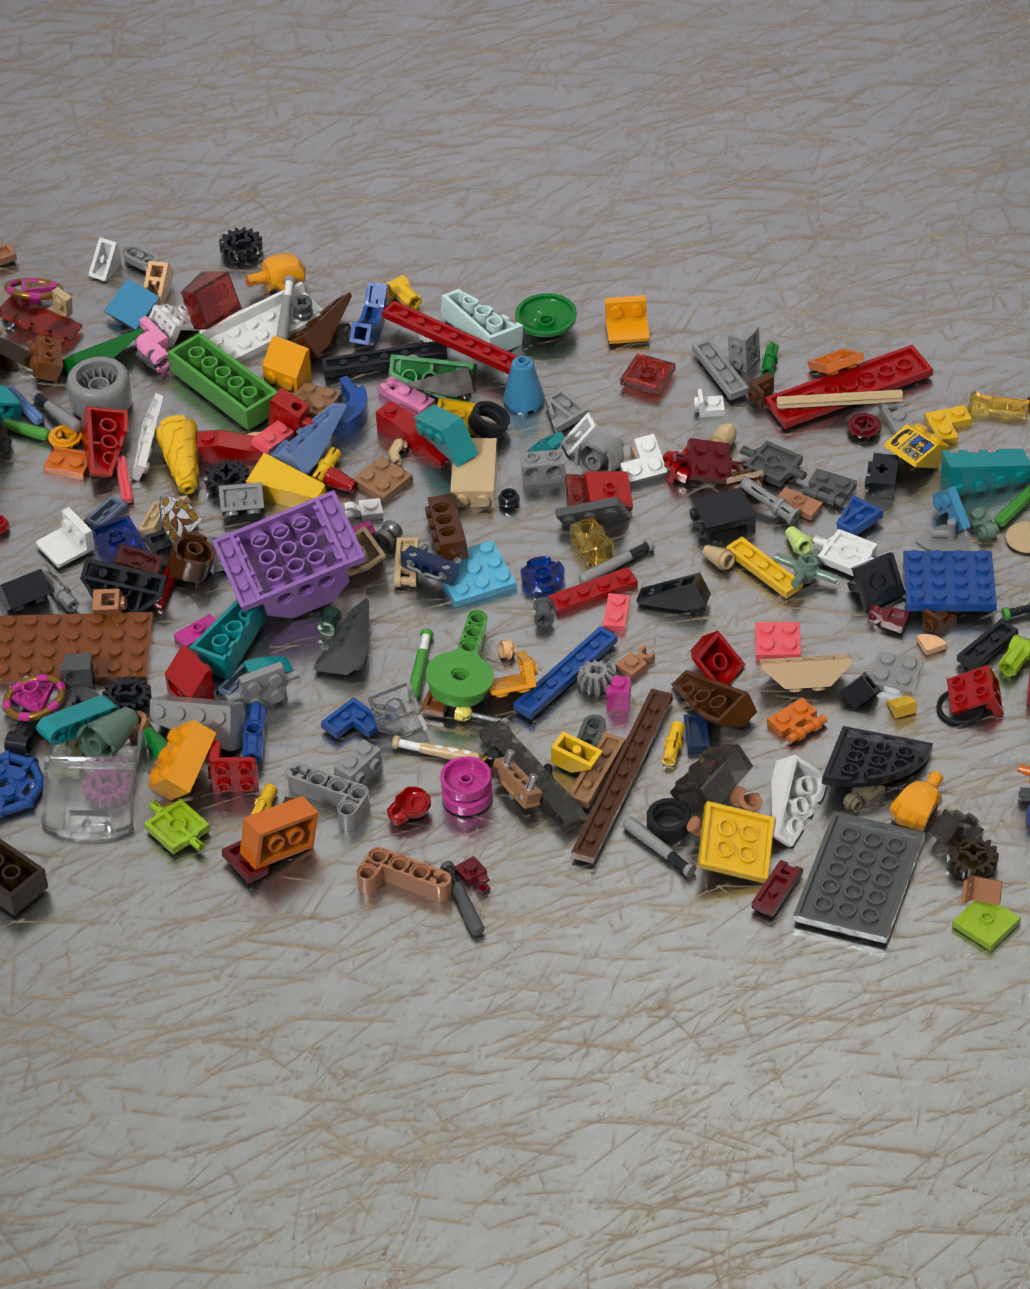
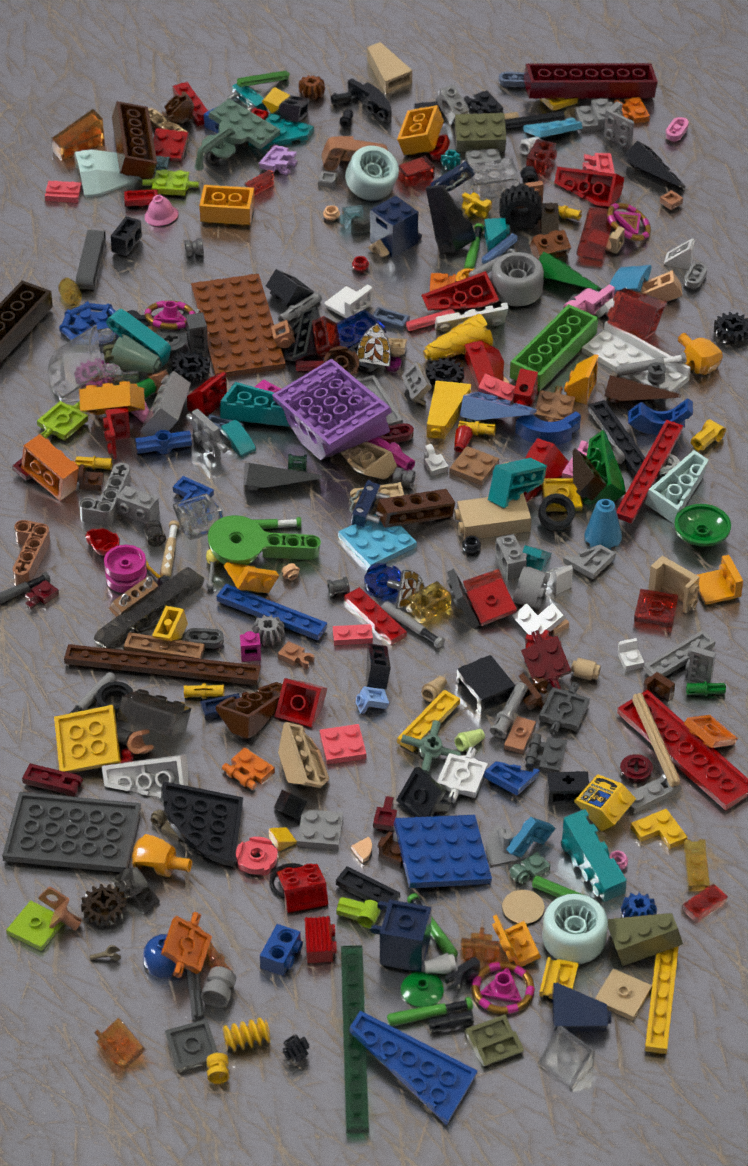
camera: 75 degrees right, 0 degrees up
(408, 758) = (154, 533): none -> clear smoke wheel
(570, 550) = (408, 585): none -> shield
(625, 343) = (675, 579): none -> tan panel
(723, 609) = (371, 698): none -> light blue bracket
(925, 715) = (260, 865): none -> coral plate

